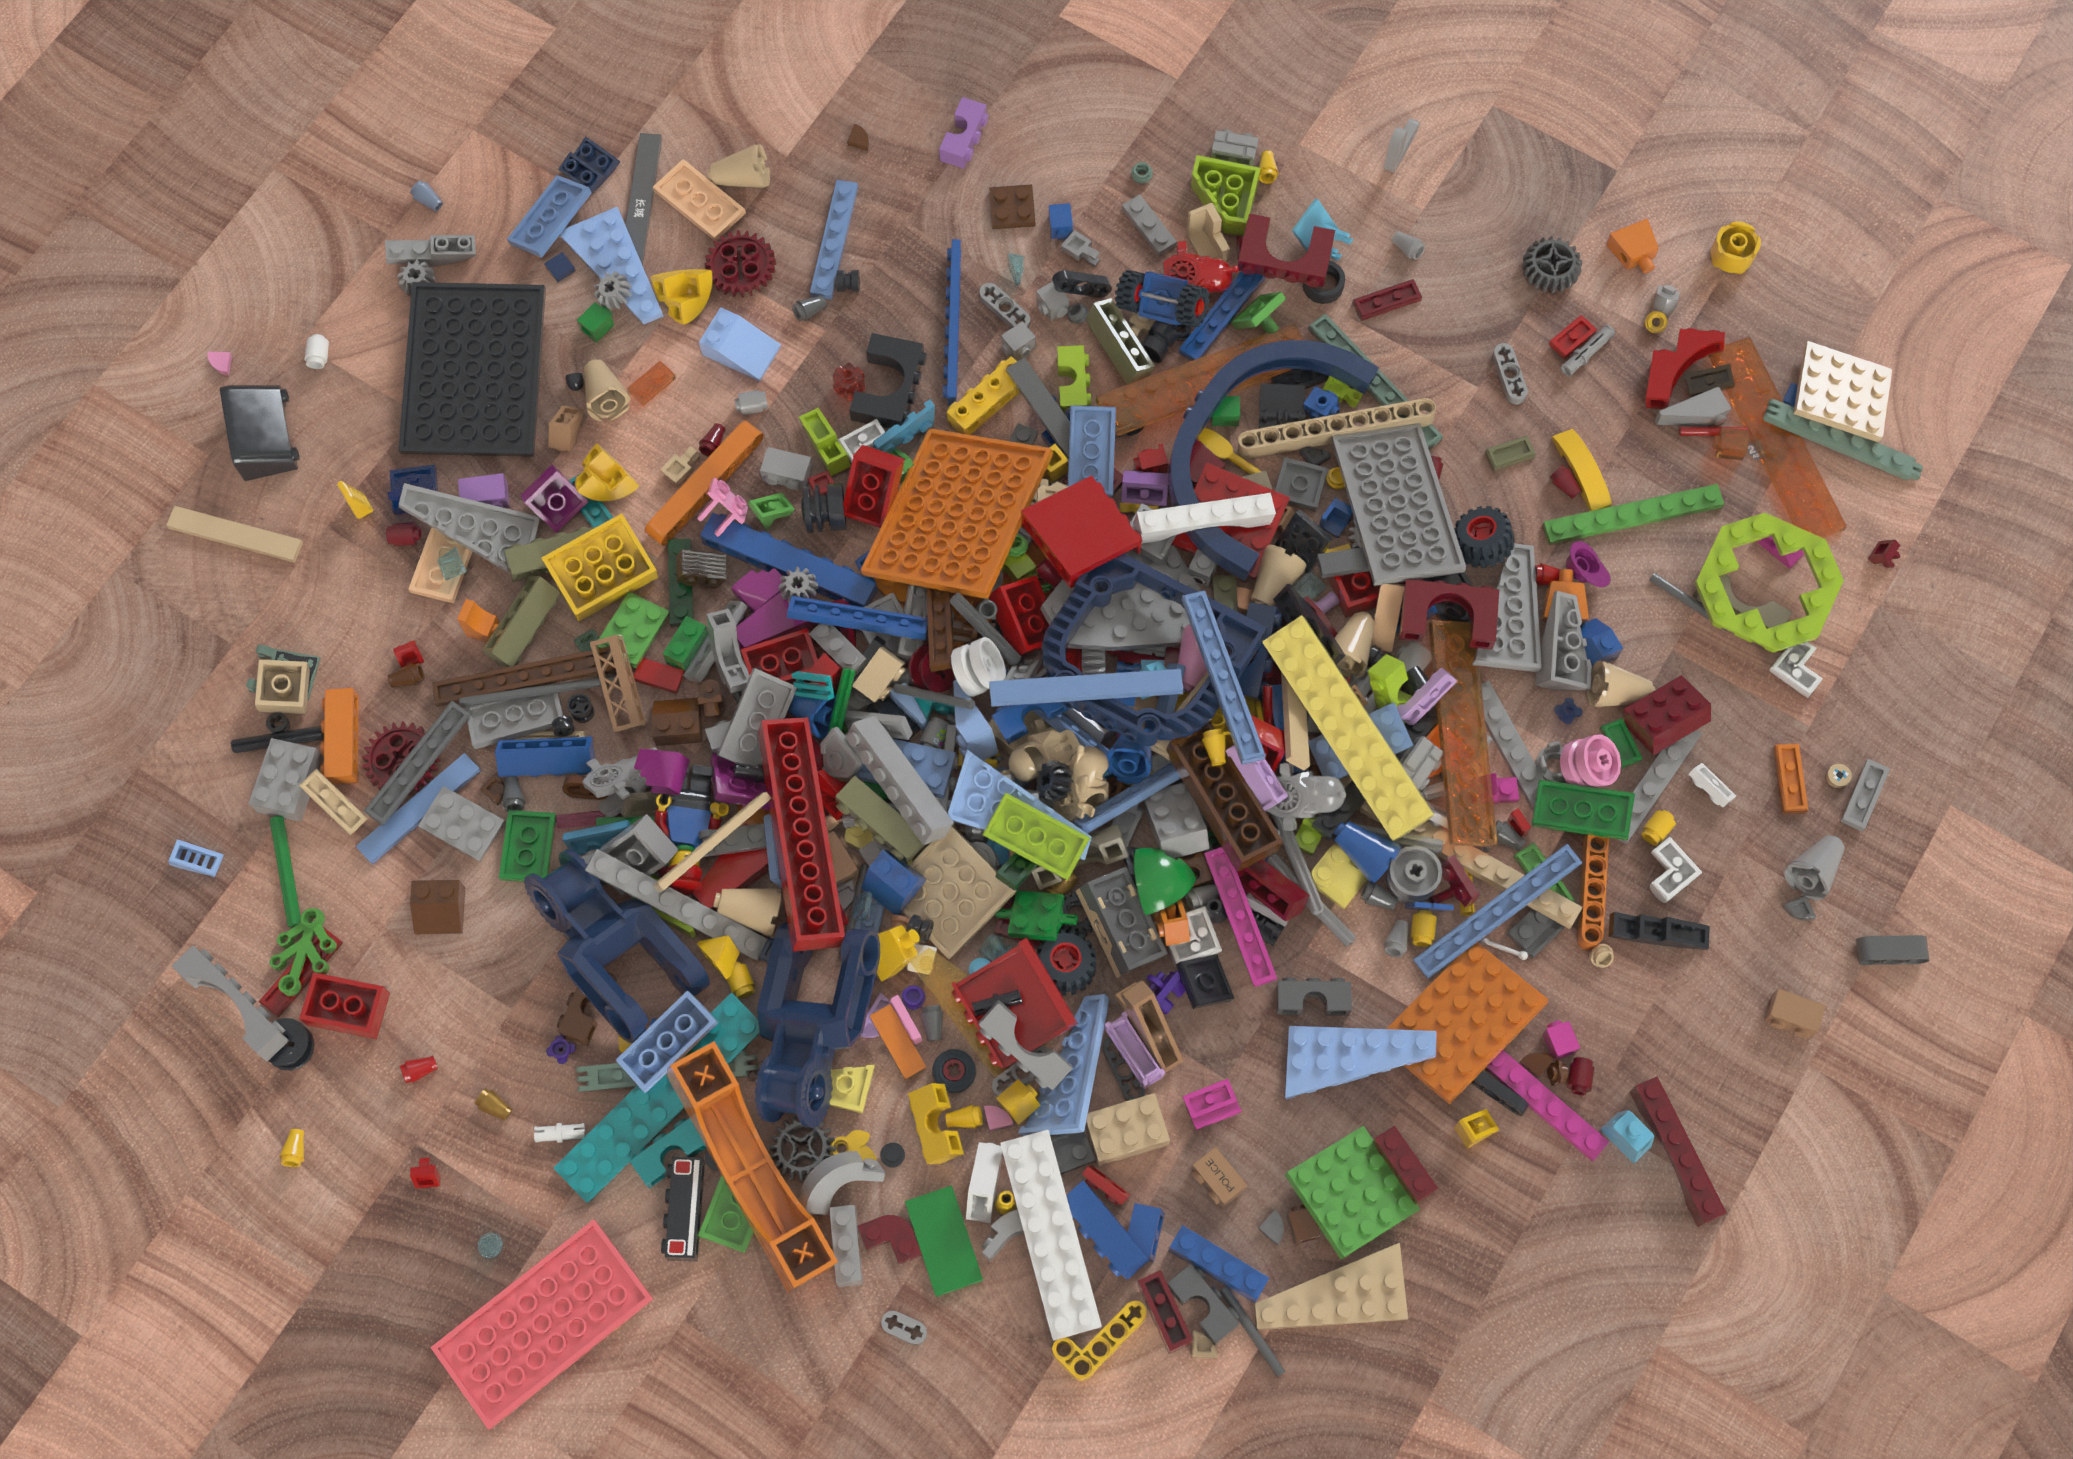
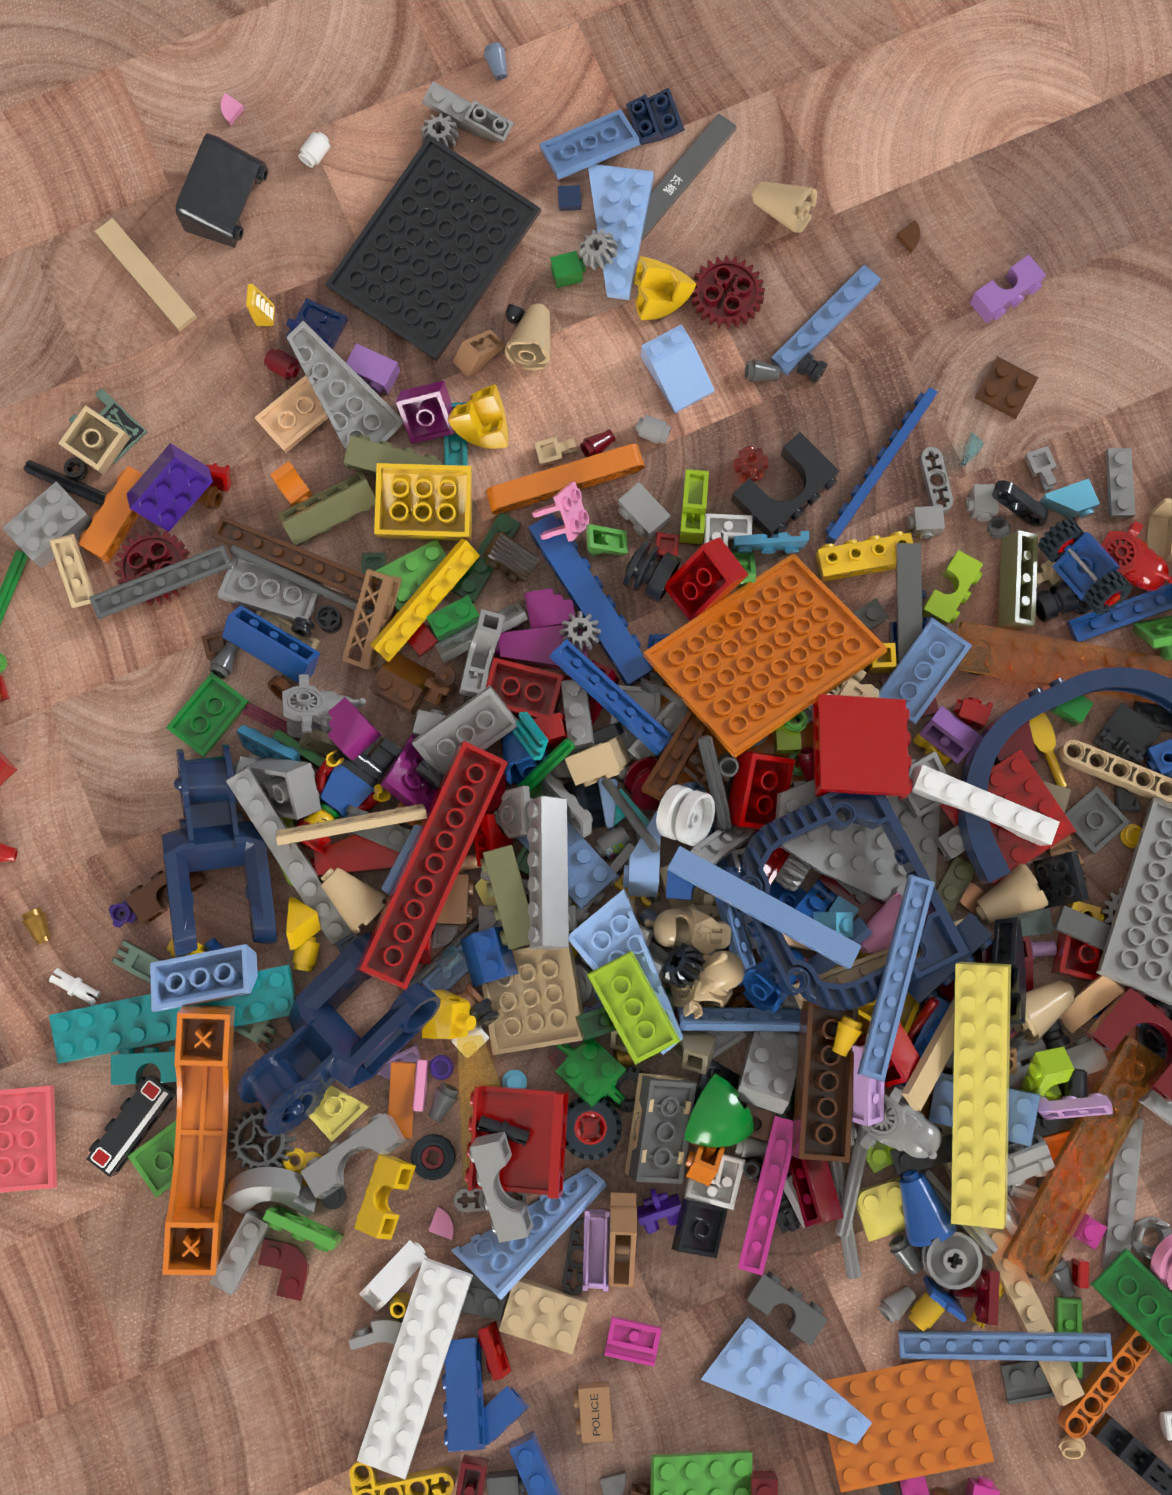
camera: 35 degrees right, 10 degrees up
(376, 682) = (169, 487): none -> dark purple brick
(413, 811) = (142, 620): medium blue tile -> none
(437, 906) = (100, 720): reddish brown slope -> none
(451, 564) = (303, 418): clear light blue slope -> none
(461, 824) = (166, 658): light grey plate -> none
(651, 383) = (579, 356): clear orange plate -> none
(652, 642) = (424, 600): none -> yellow plate
(699, 200) = (730, 209): light nougat plate -> none
(885, 1190) = (303, 1228): none -> bright green plate
(886, 590) = (656, 685): none -> dark grey piece
(898, 1077) = (327, 1173): none -> light grey arch
(906, 1322) = (250, 1351): light grey beam -> none
(944, 1241) = (327, 1302): green tile -> none
(965, 1117) = (415, 1206): yellow cone -> none
(993, 948) = (536, 1073): clear light blue tile -> none
(1019, 1101) = (468, 1225): yellow brick -> none
(1060, 221) = (1041, 429): blue brick -> none
(1121, 257) = (1072, 500): none -> medium azure slope
(1141, 167) = (1148, 422): sand green plate -> none
(1336, 518) = (1106, 874): blue panel -> none
(1522, 954) = (1000, 1394): white hinge -> none

